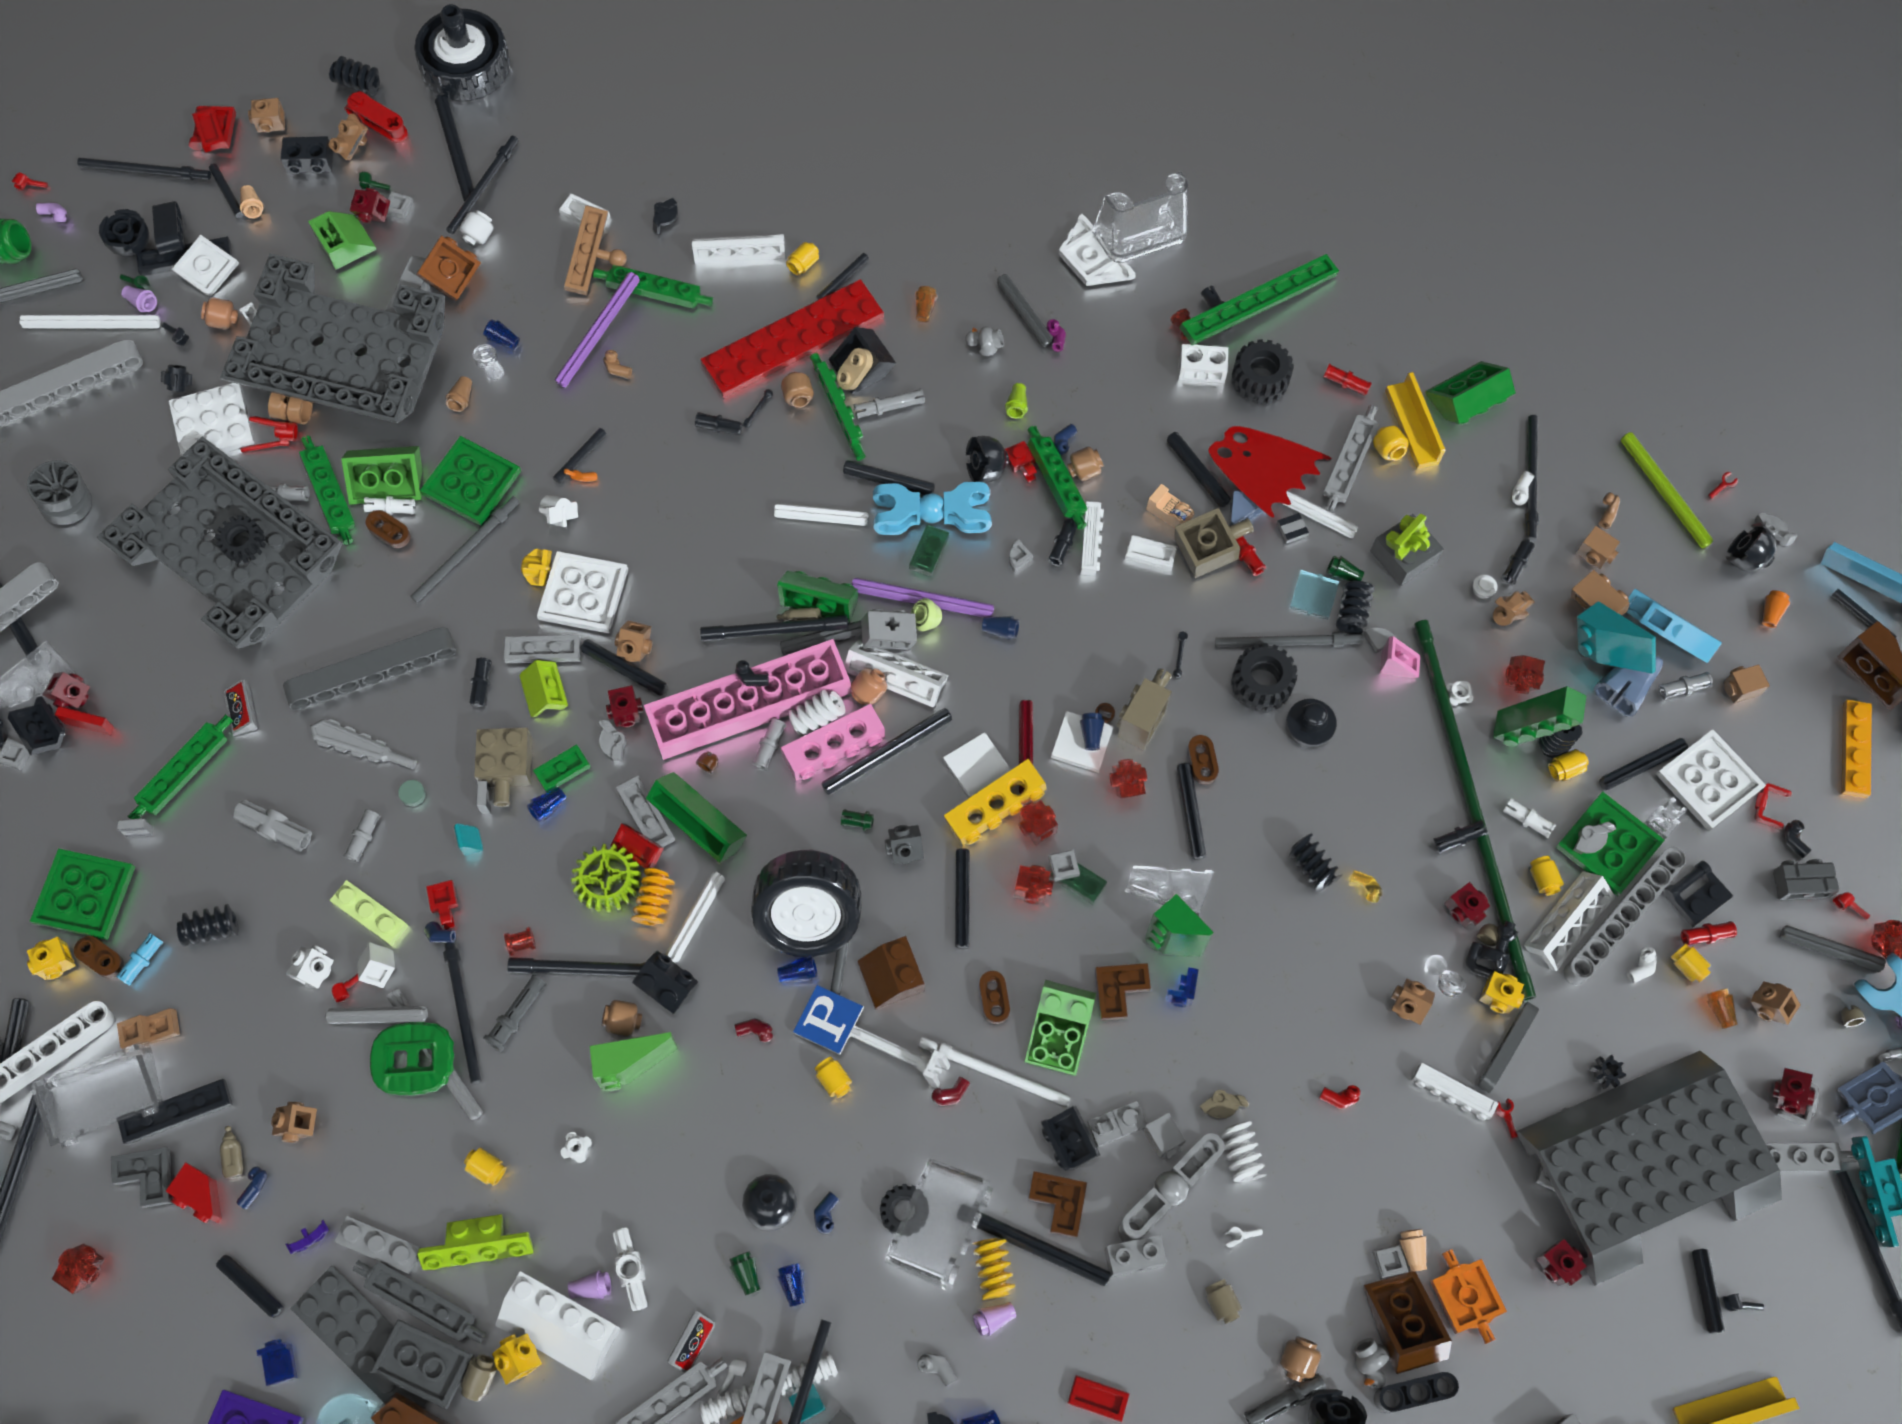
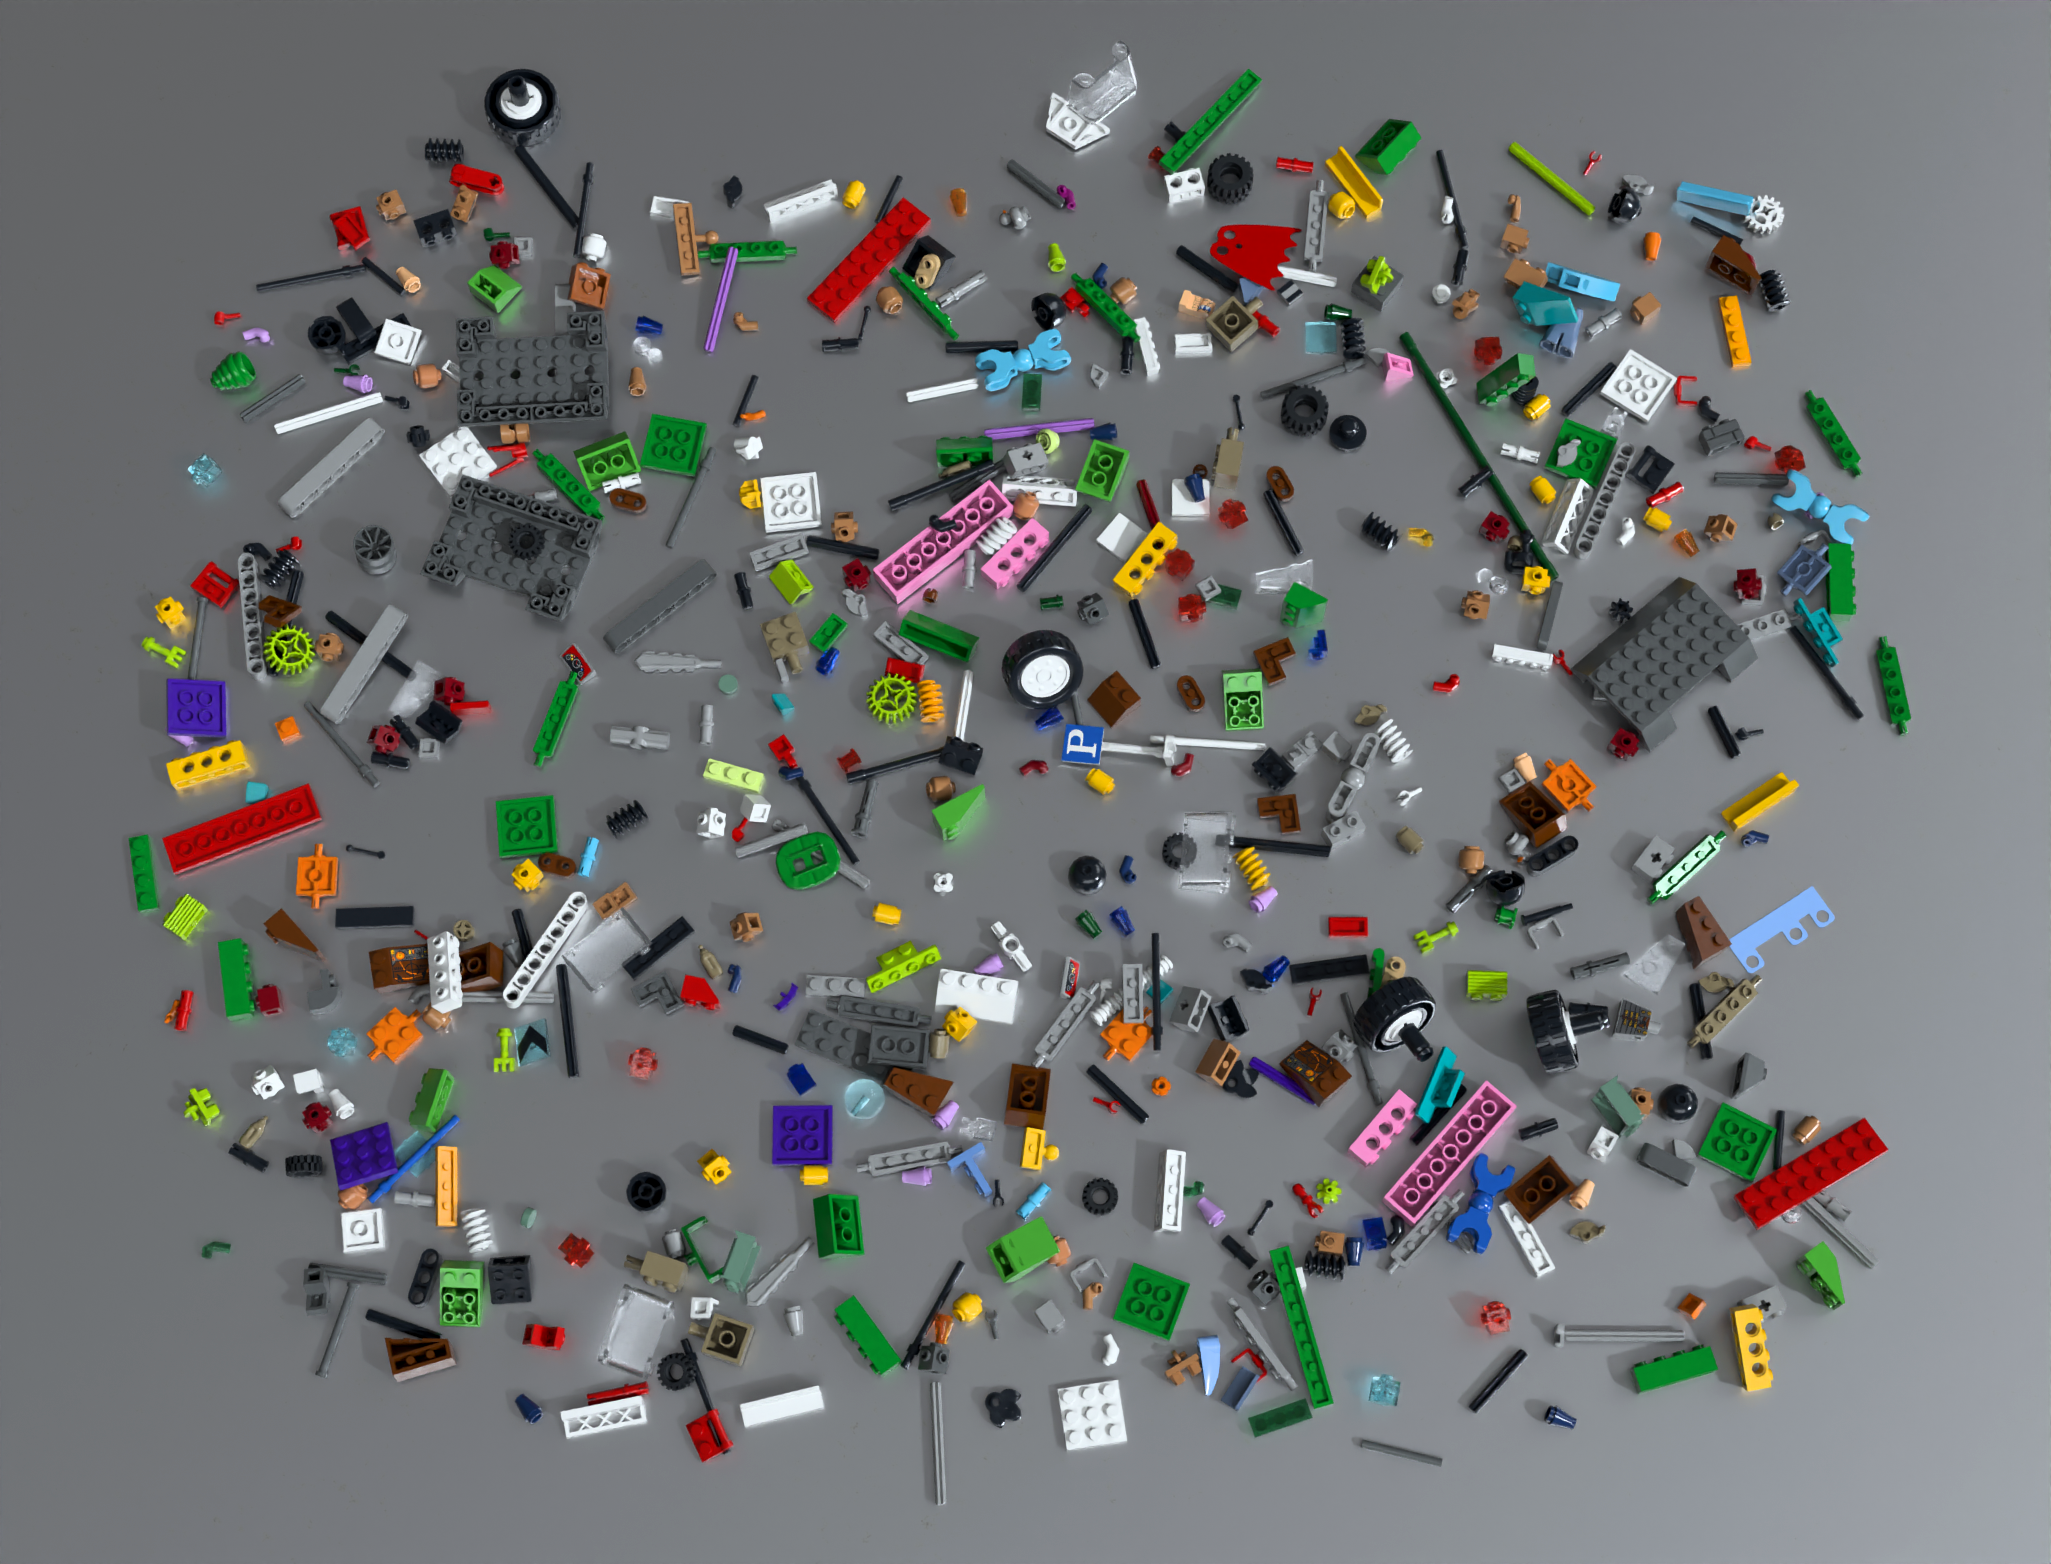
camera: 15 degrees left, 5 degrees up
(135, 827) = (543, 770): light grey tile -> none
(981, 673) = (1102, 470): none -> bright green slope

